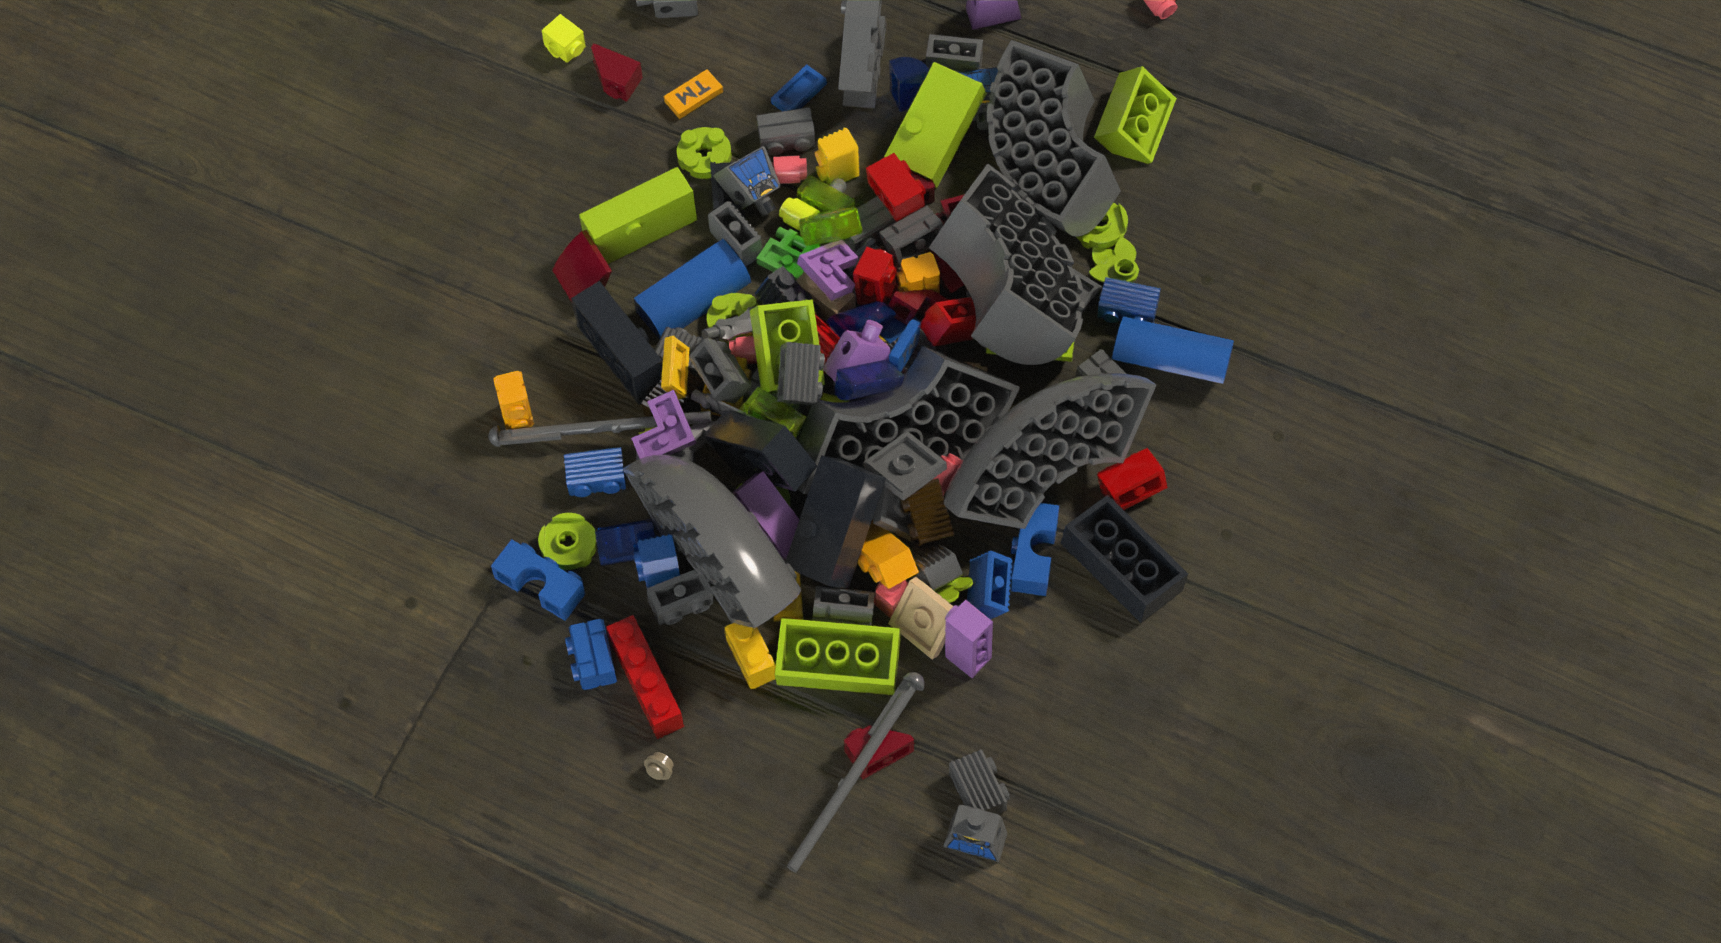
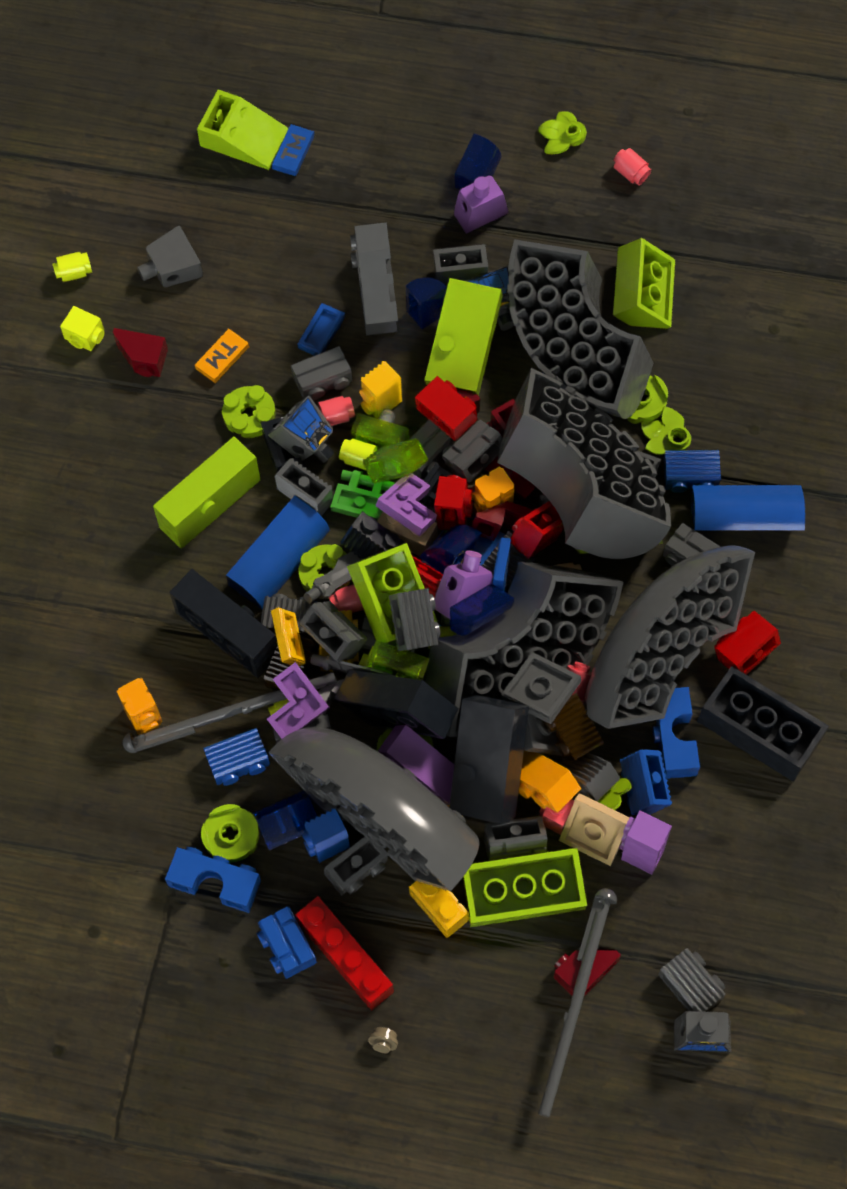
camera: 15 degrees left, 5 degrees up
(581, 265) = (167, 556): dark red slope -> none

